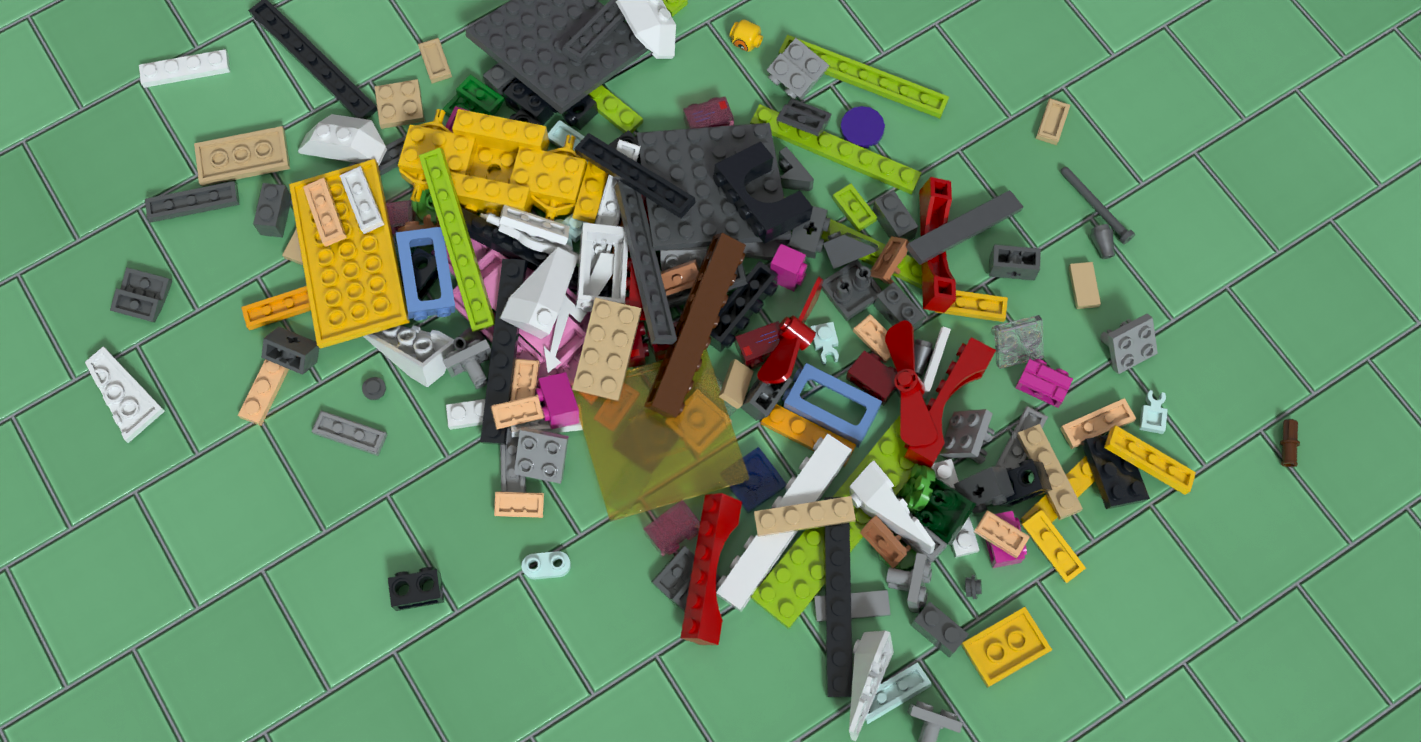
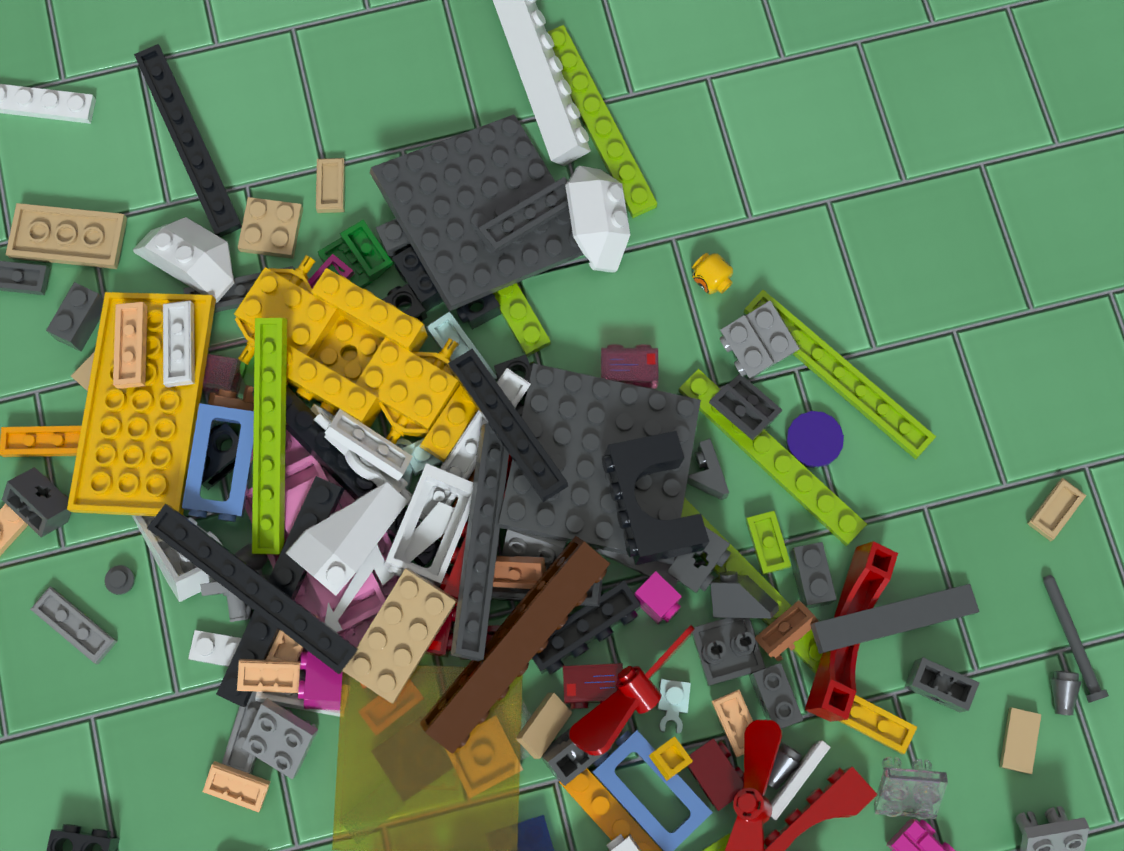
camera: 20 degrees right, 5 degrees up
(484, 348) = (252, 588): none -> black plate
(838, 372) = (670, 758): none -> yellow plate

